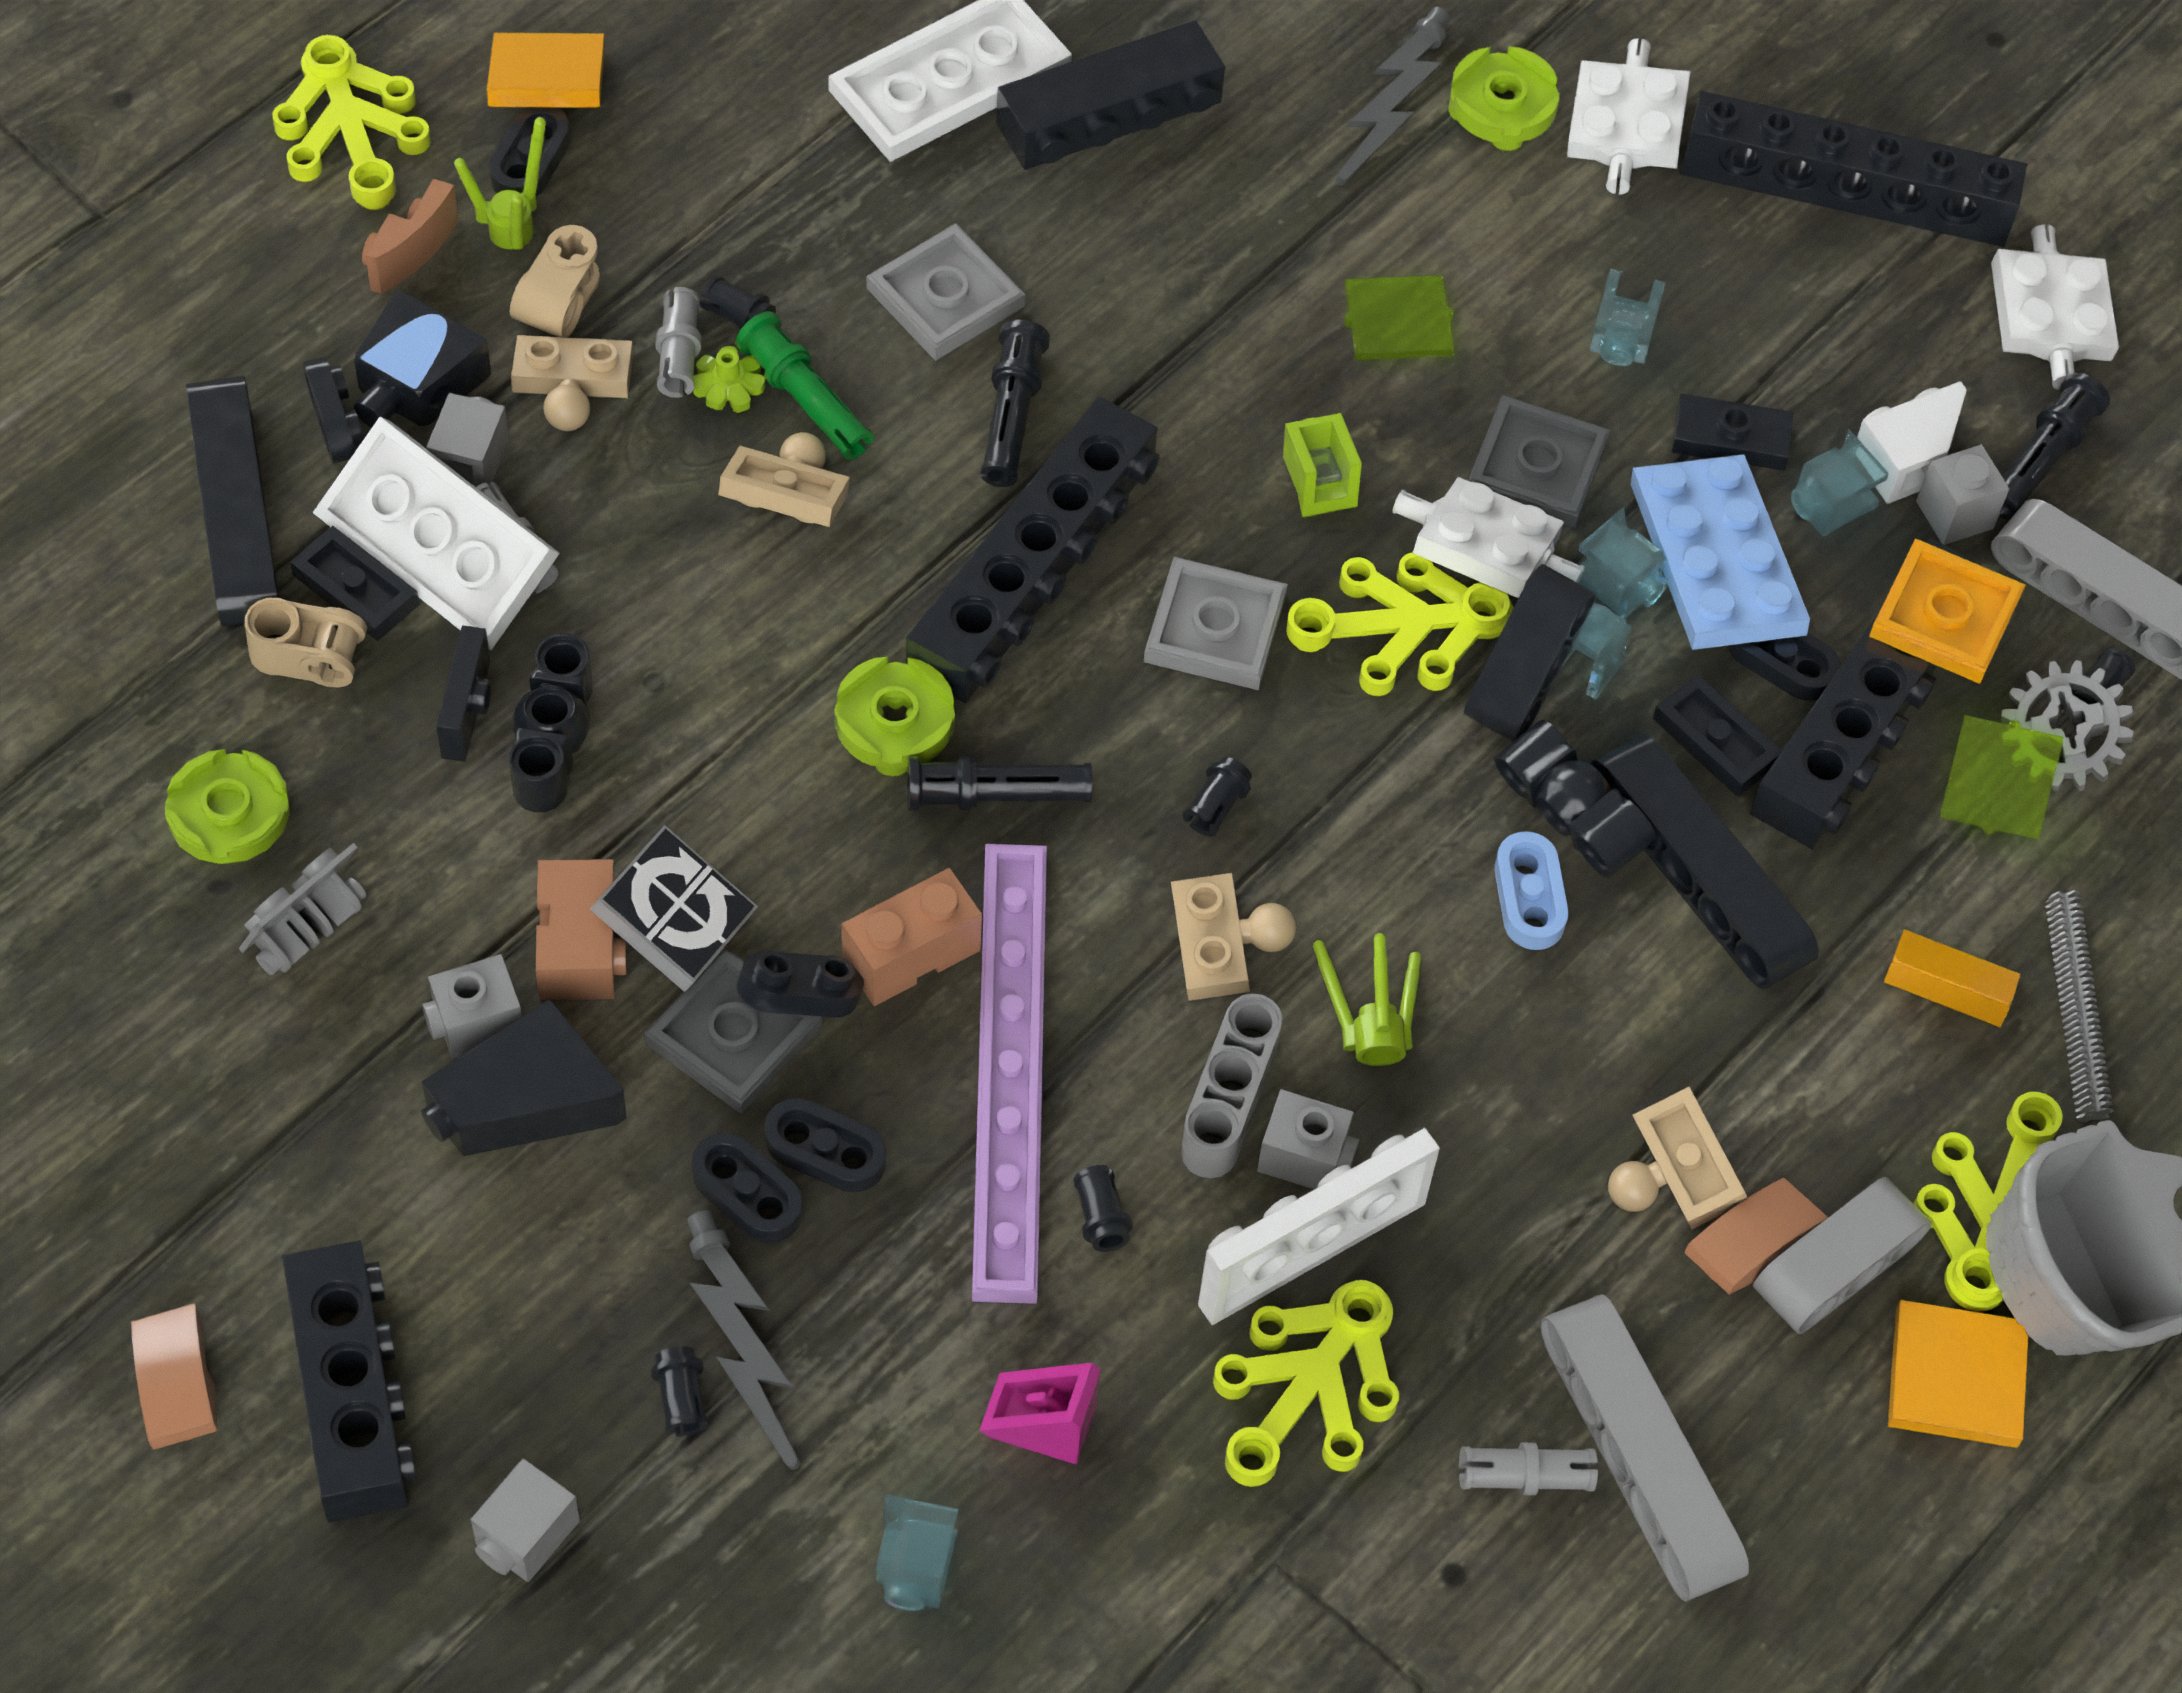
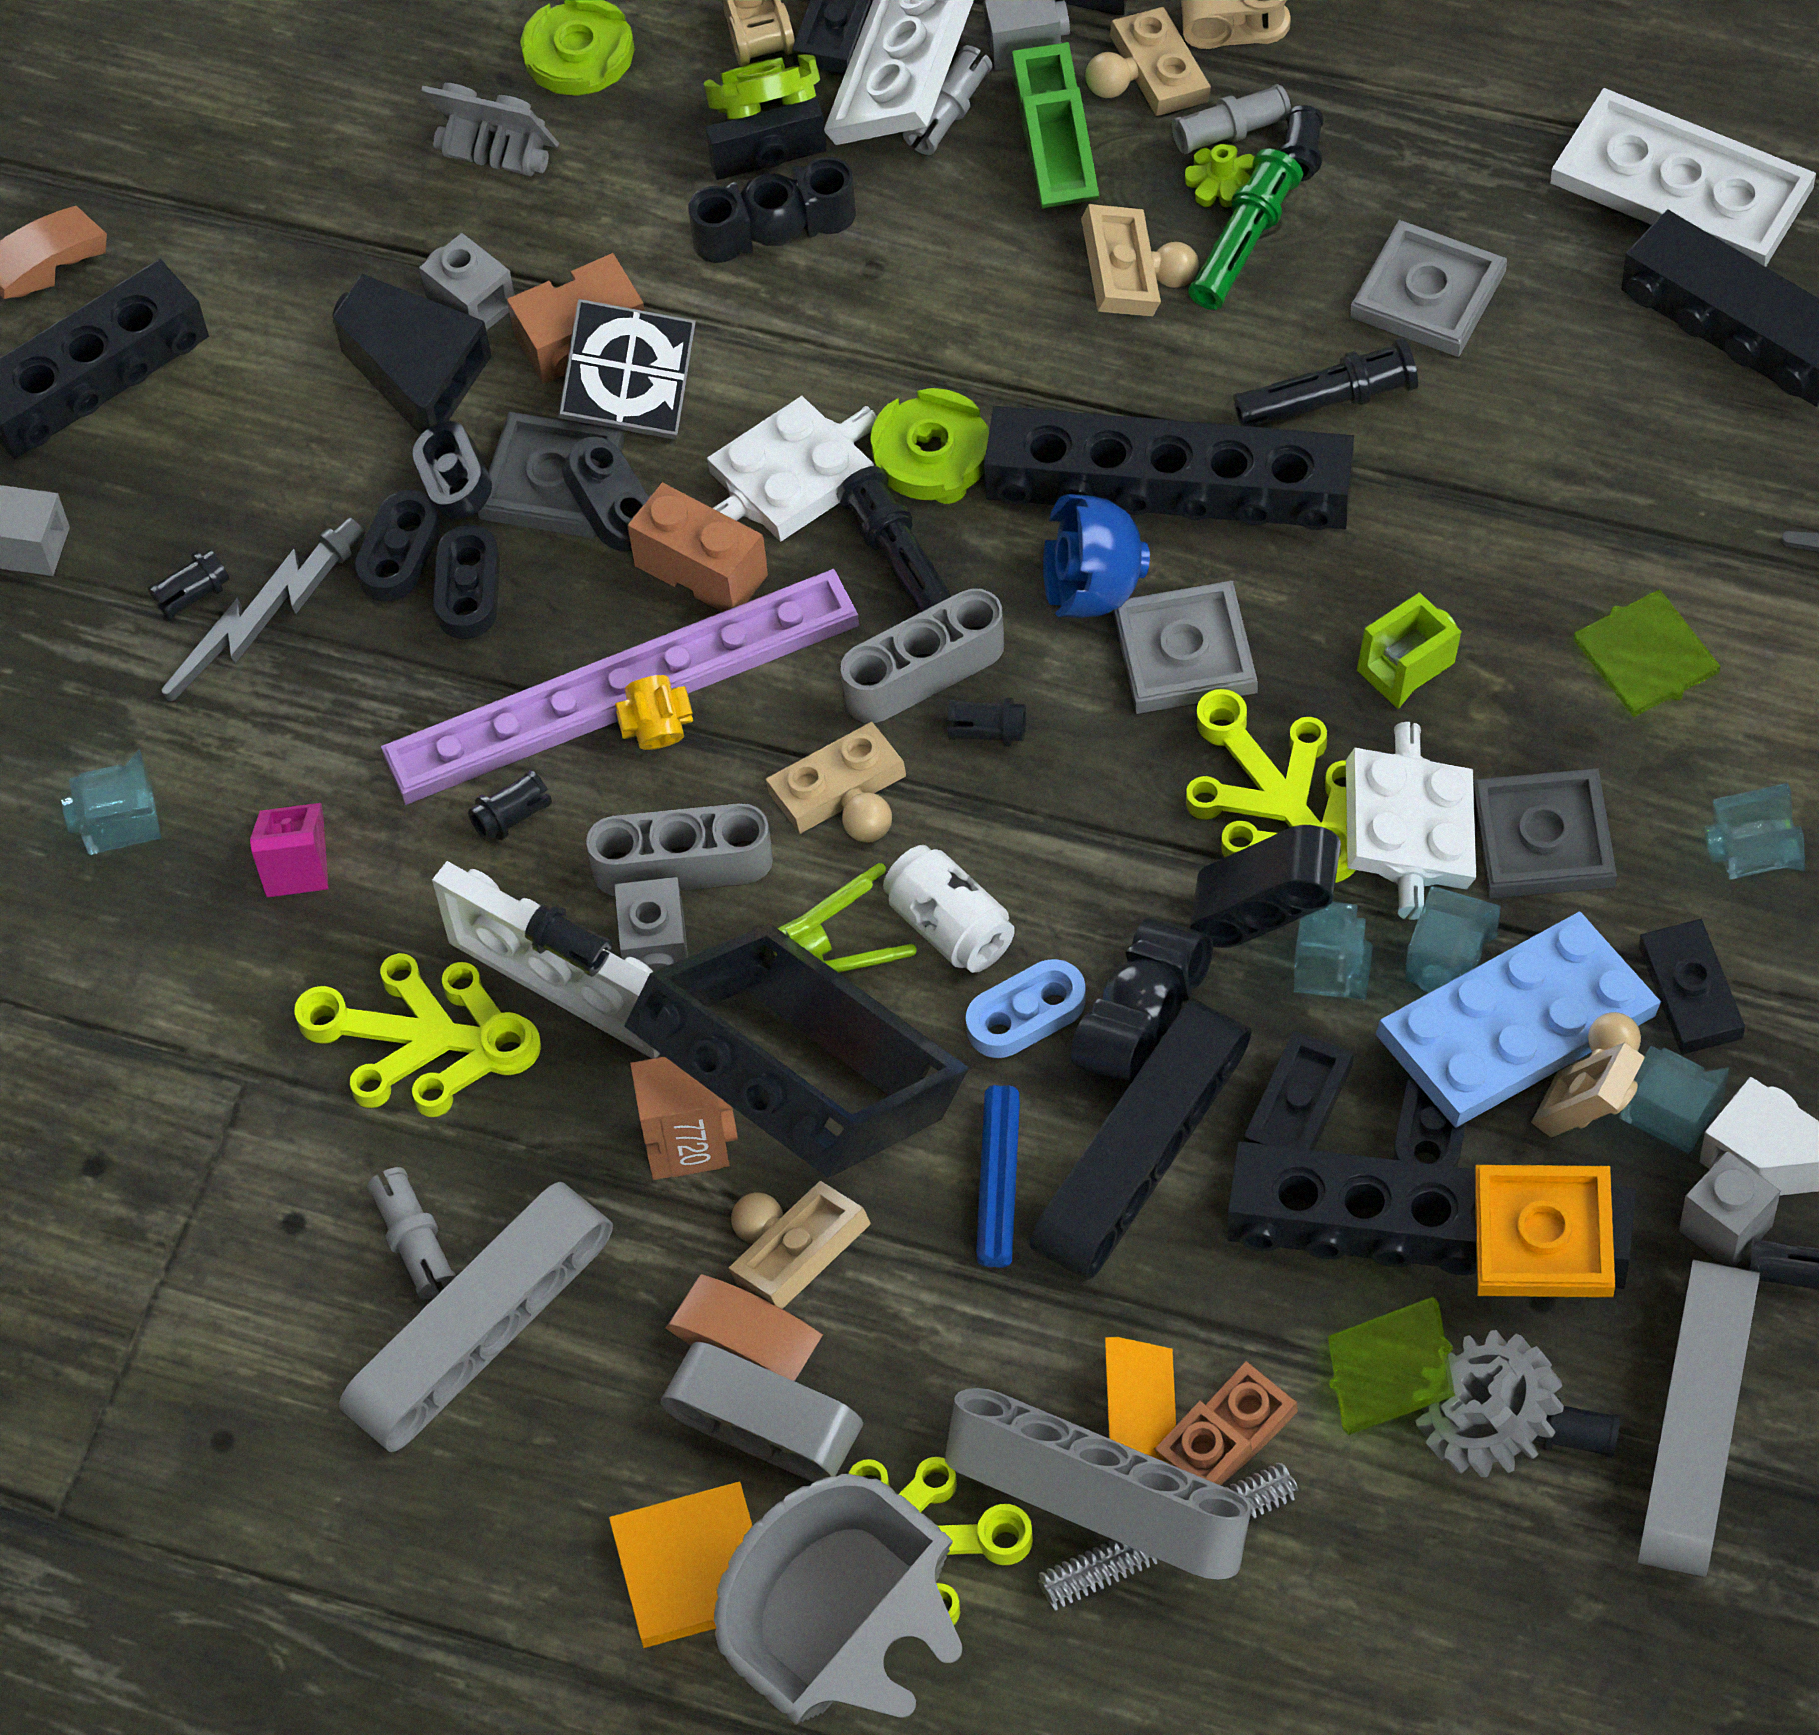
camera: 75 degrees right, 0 degrees up
(409, 665) = (762, 81): none -> lime plate
(599, 471) = (1054, 125): none -> bright green slope
(697, 1102) = (452, 470): none -> black plate
(850, 831) = (790, 466): none -> white plate
(1074, 1043) = (654, 712): none -> yellow gear
(1103, 643) = (1094, 557): none -> blue cylinder
(1127, 836) = (908, 679): none -> light grey beam
(1351, 1181) = (567, 939): none -> black pin
(1431, 895) = (959, 922): none -> white piece
(1535, 1185) = (680, 1120): none -> nougat brick
(1659, 1048) = (827, 1008): none -> black window
(1682, 983) = (998, 1176): none -> blue axle
(1822, 522) = (1595, 1084): none -> tan plate
(1998, 922) = (1230, 1428): none -> nougat slope
(2038, 1021) = (1098, 1483): none -> light grey beam

